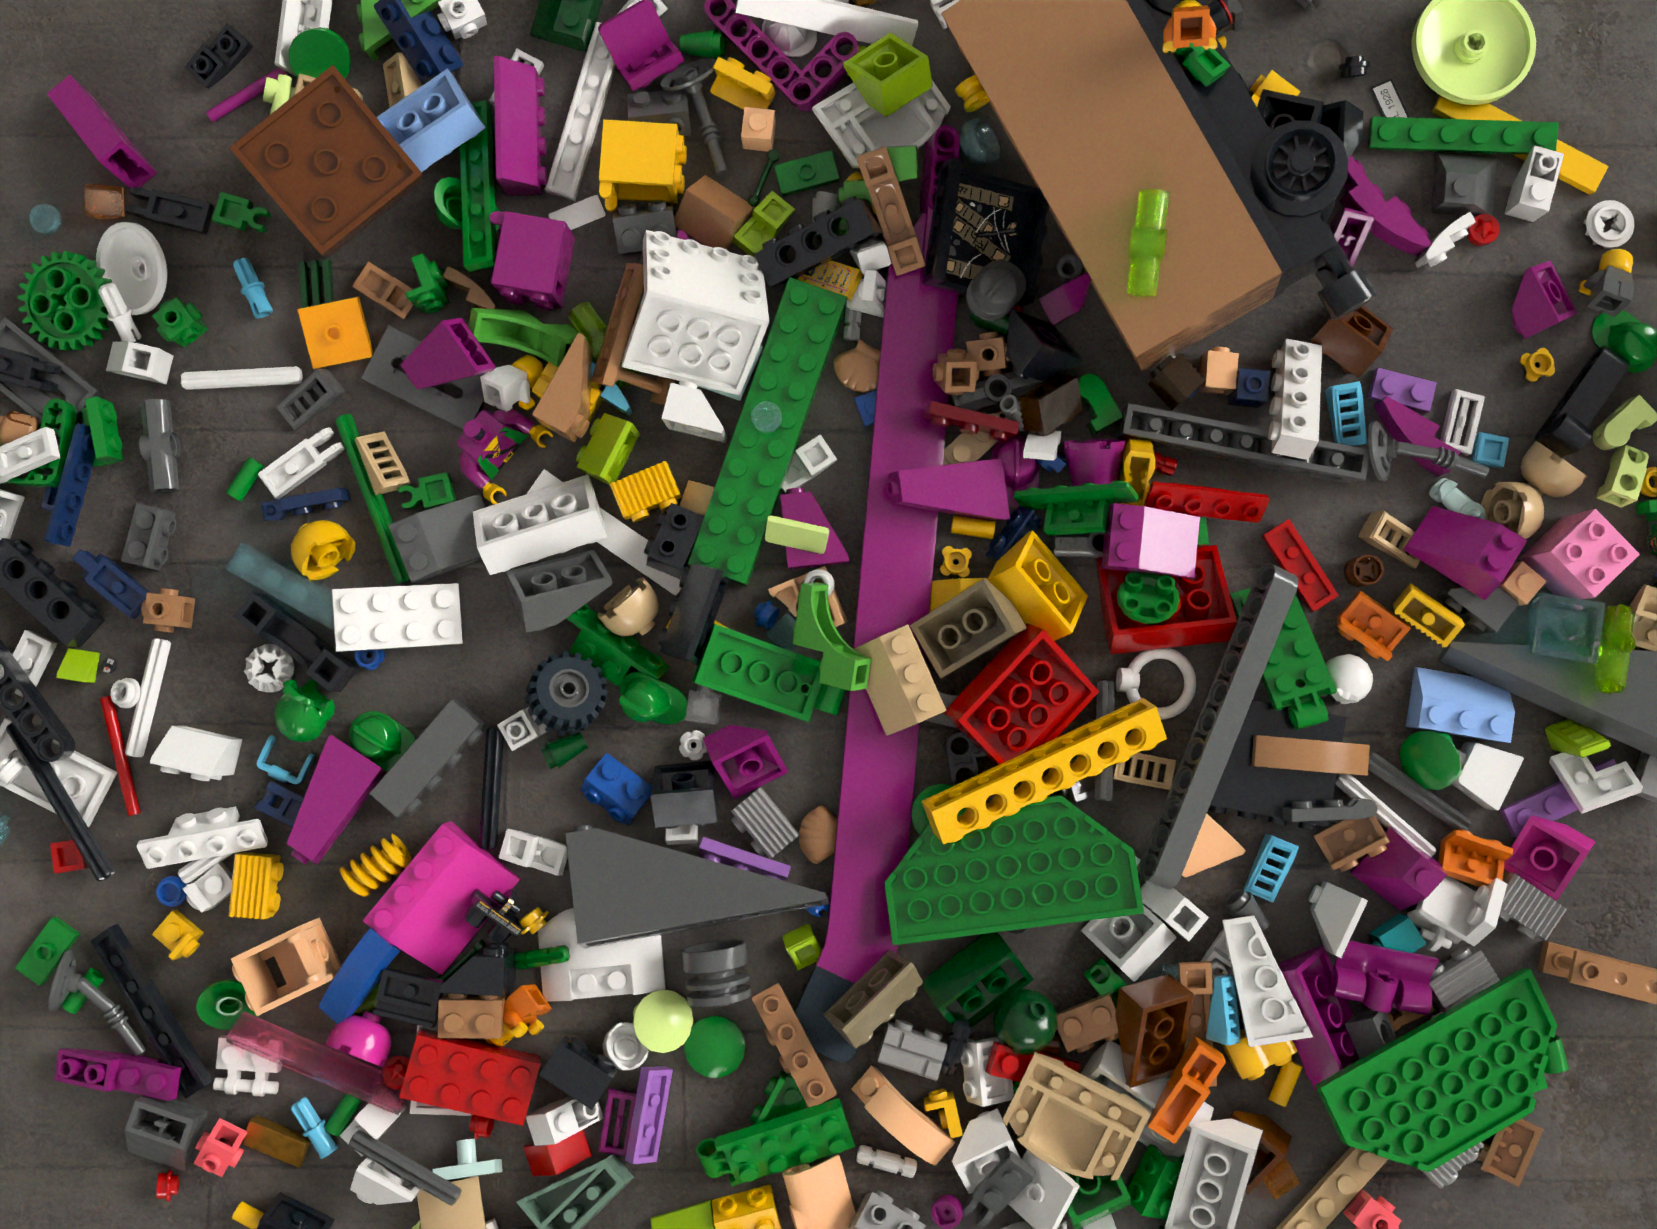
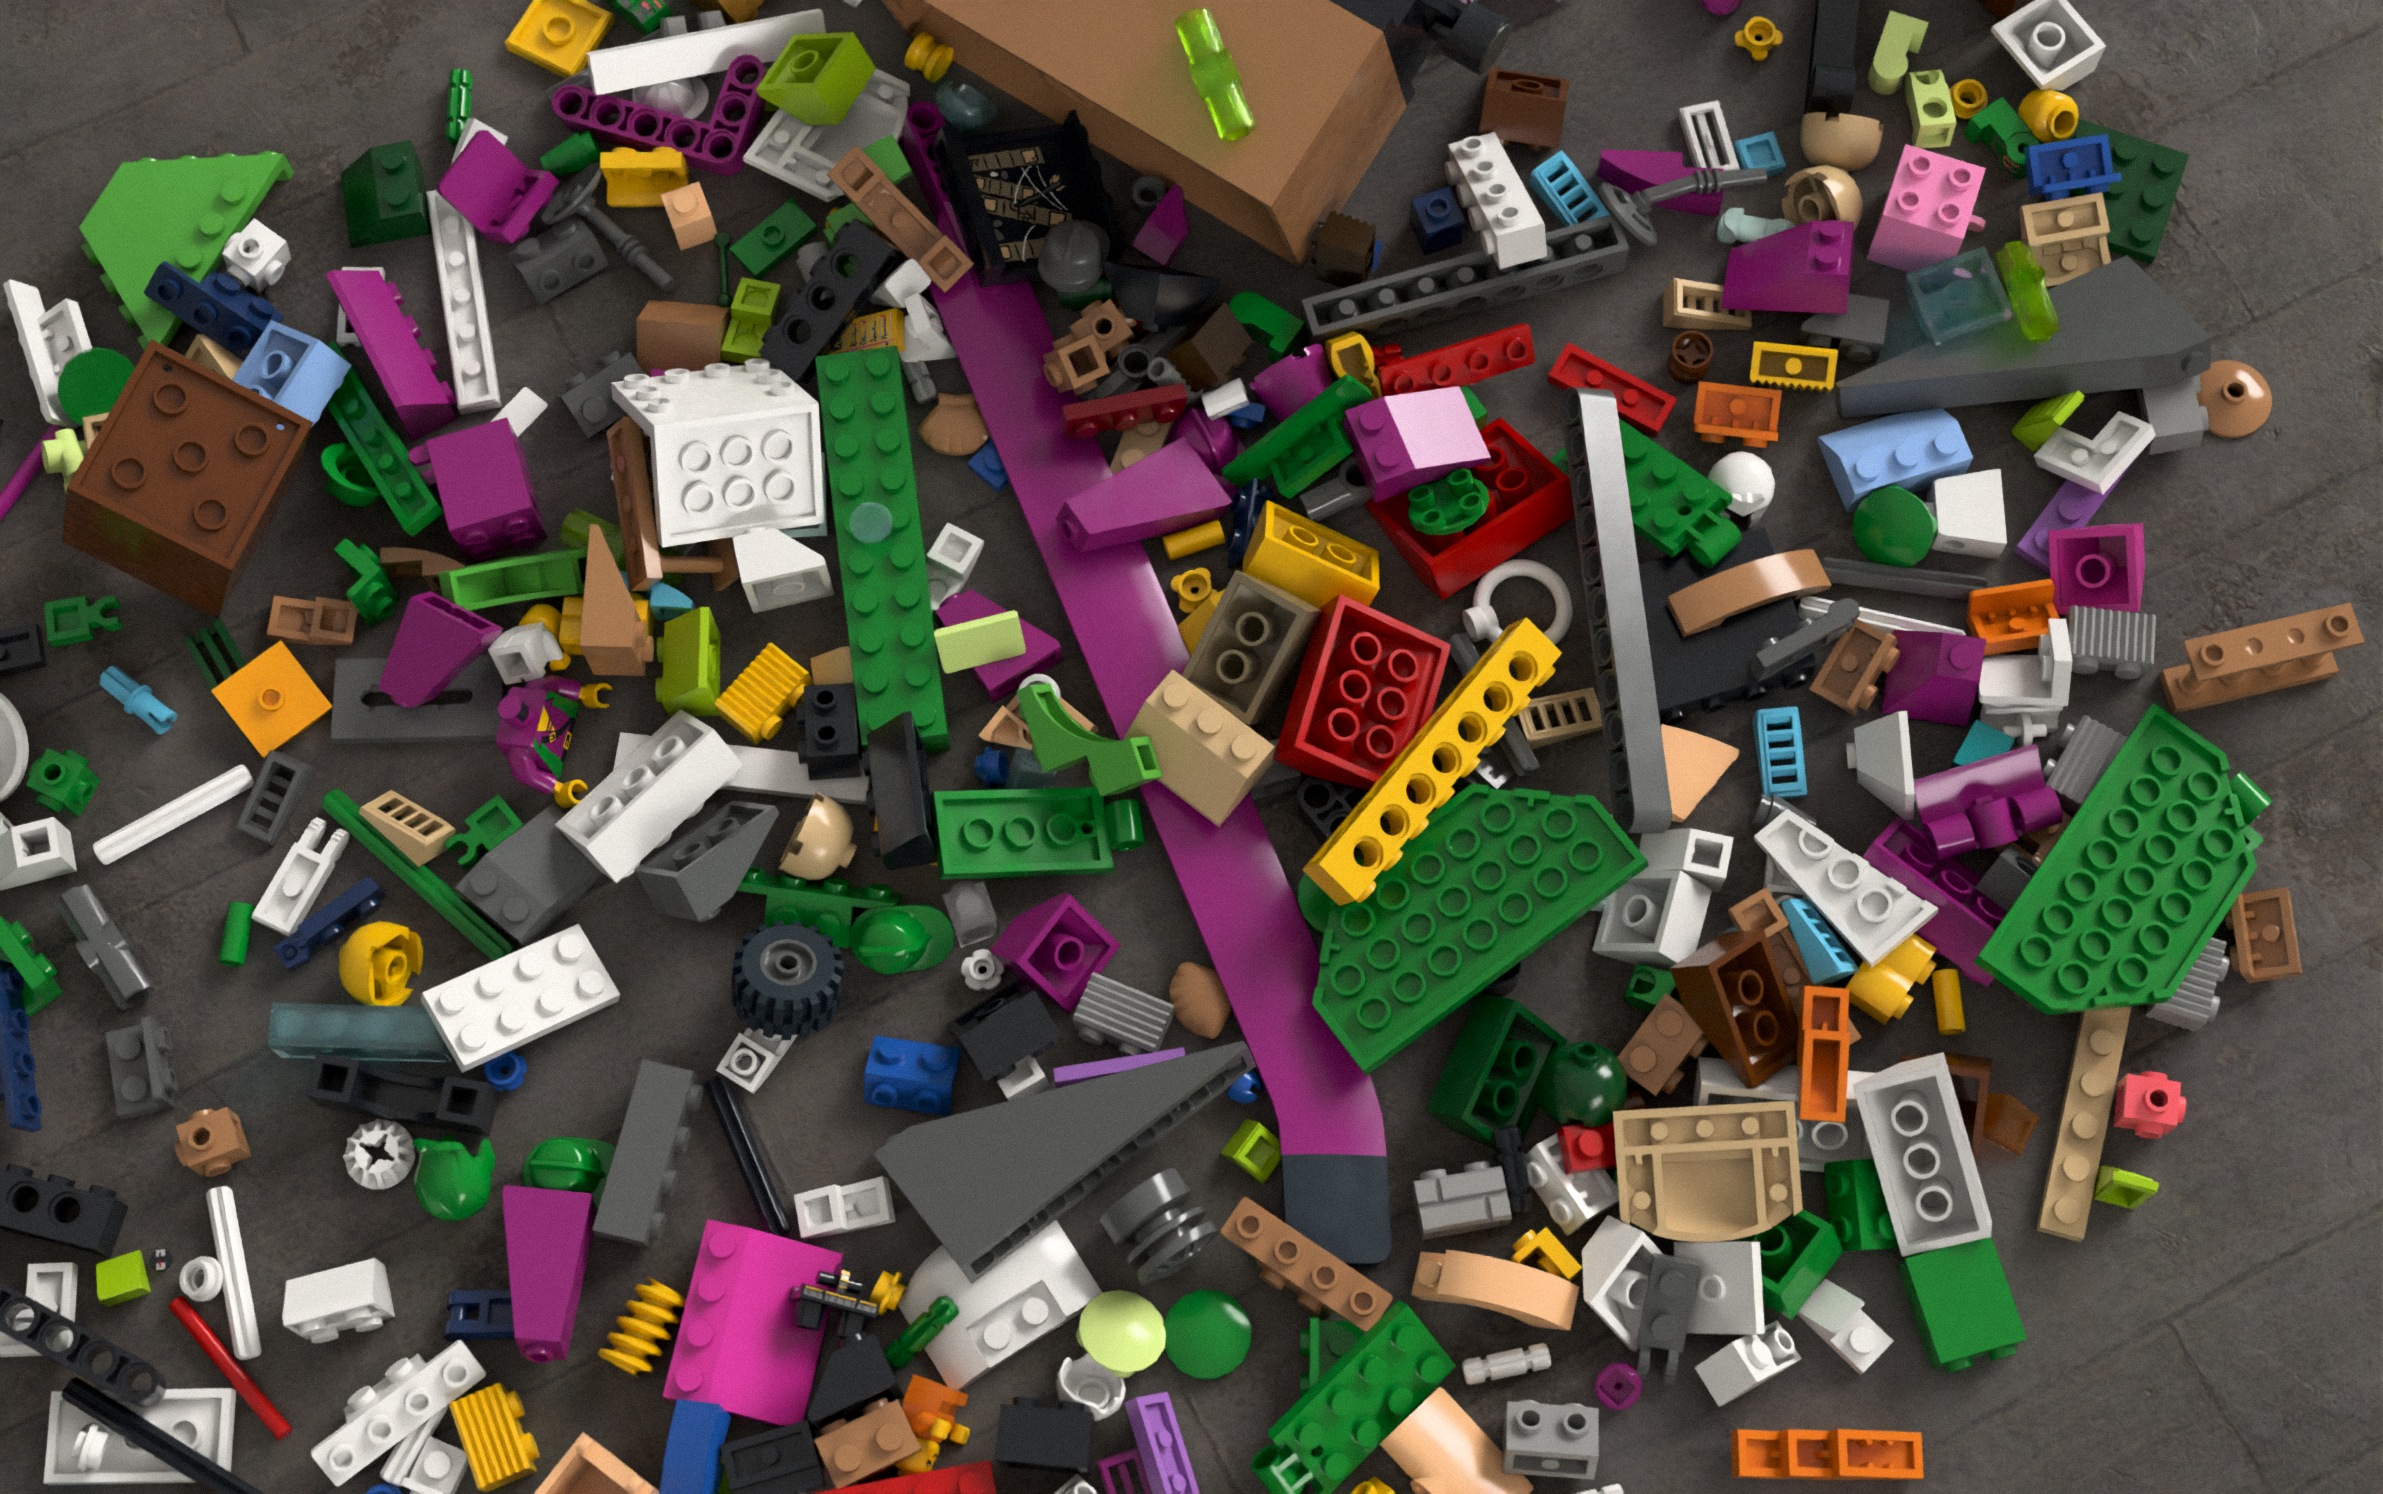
camera: 30 degrees left, 15 degrees down
(112, 582) = (121, 1148): dark blue hinge -> none
(279, 773) = (457, 1281): medium azure piece -> none
(563, 749) = (817, 1059): dark green cone -> none
(641, 162) = (566, 315): yellow container -> none
(874, 998) = (1378, 1153): dark tan slope -> none
(1220, 371) = (1394, 221): light nougat brick -> none
(1407, 390) = (1627, 133): medium lavender plate -> none
(1522, 583) = (1880, 277): light nougat brick -> none

